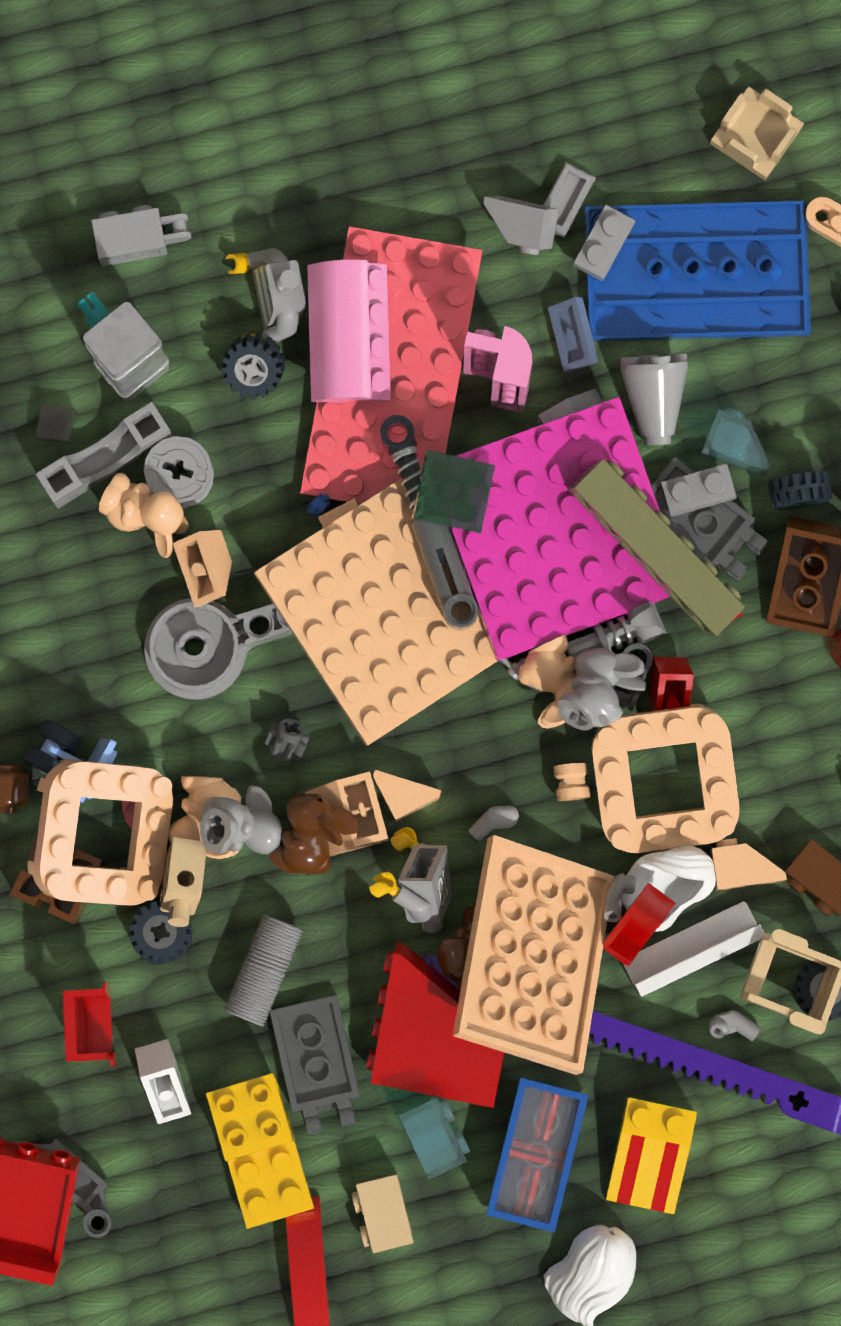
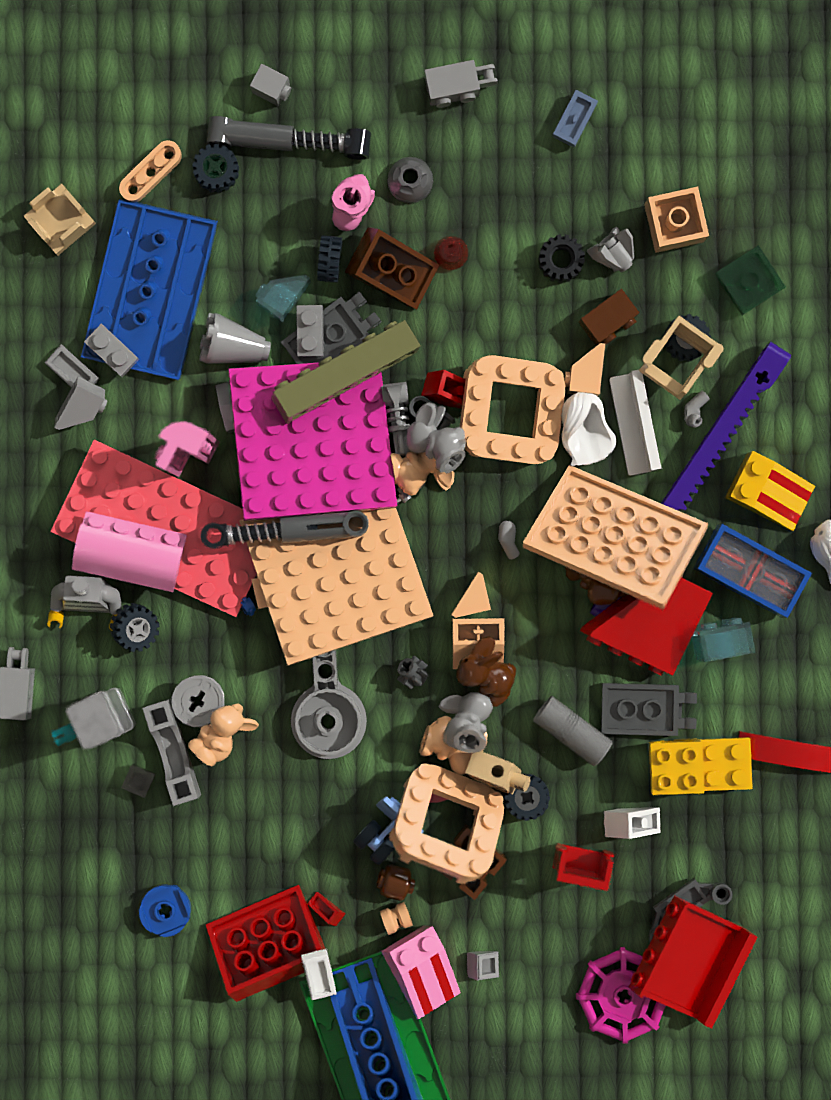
camera: 85 degrees left, 5 degrees up
(204, 565) = (272, 699): light nougat slope -> none
(383, 1213) = (765, 688): tan brick -> none
(423, 883) = (541, 600): light grey torso -> none
(453, 491) = (269, 506): clear green plate -> none
(572, 781) = (495, 476): light nougat wheel -> none
(573, 334) = (172, 390): sand blue plate -> none
(613, 897) = (584, 468): light grey arm -> none
(638, 924) = (608, 457): red panel -> none

